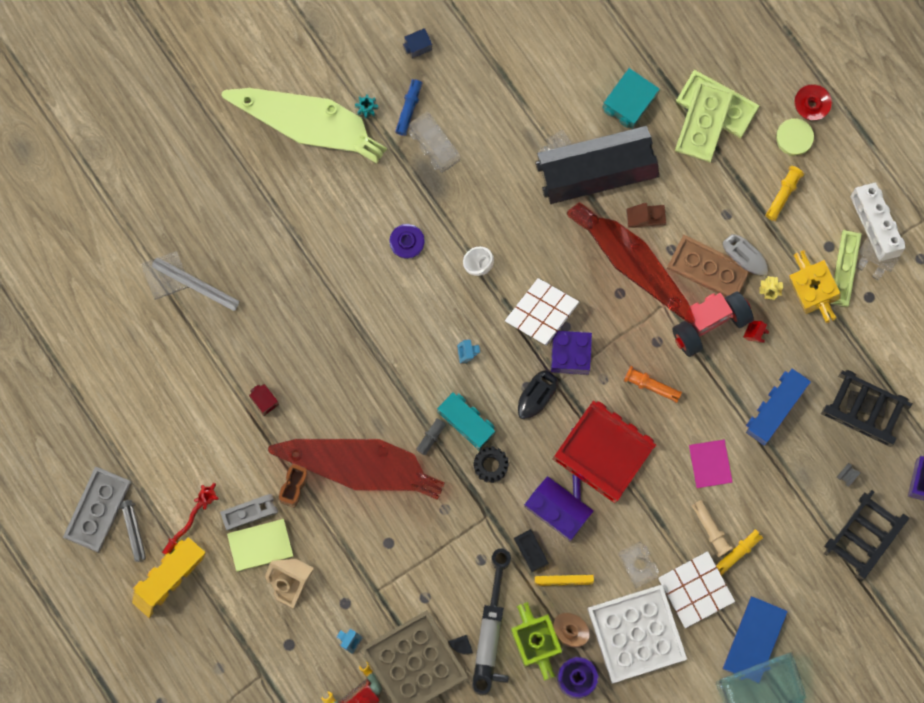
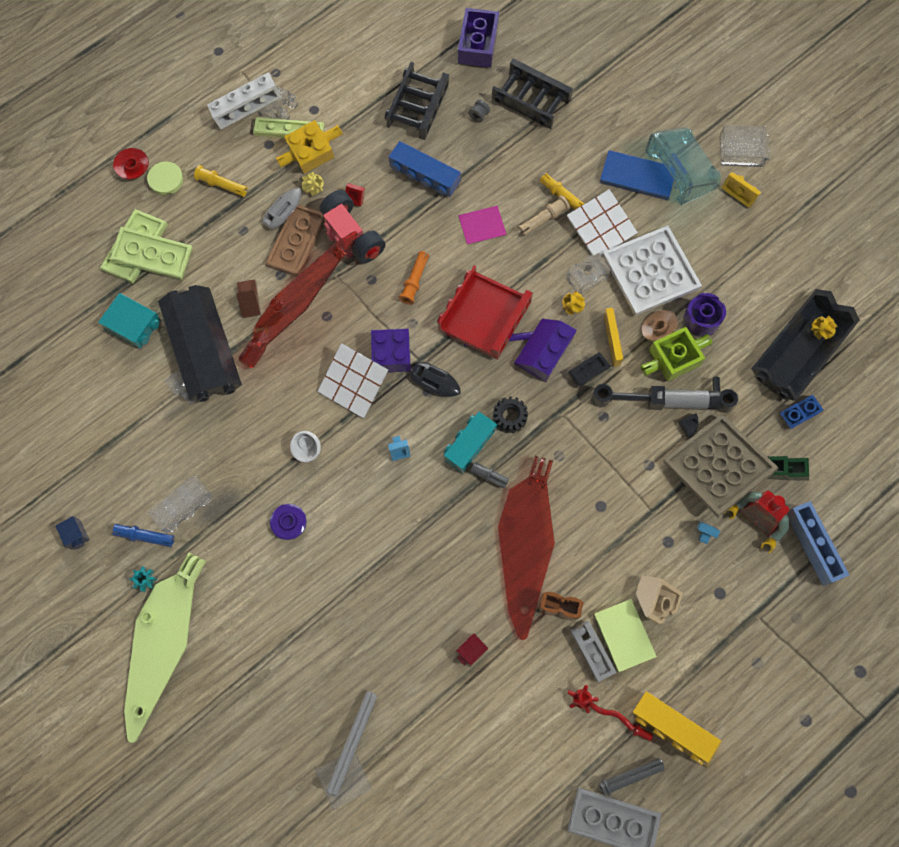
camera: 90 degrees left, 5 degrees down
(605, 544) = (573, 303): none -> yellow gear

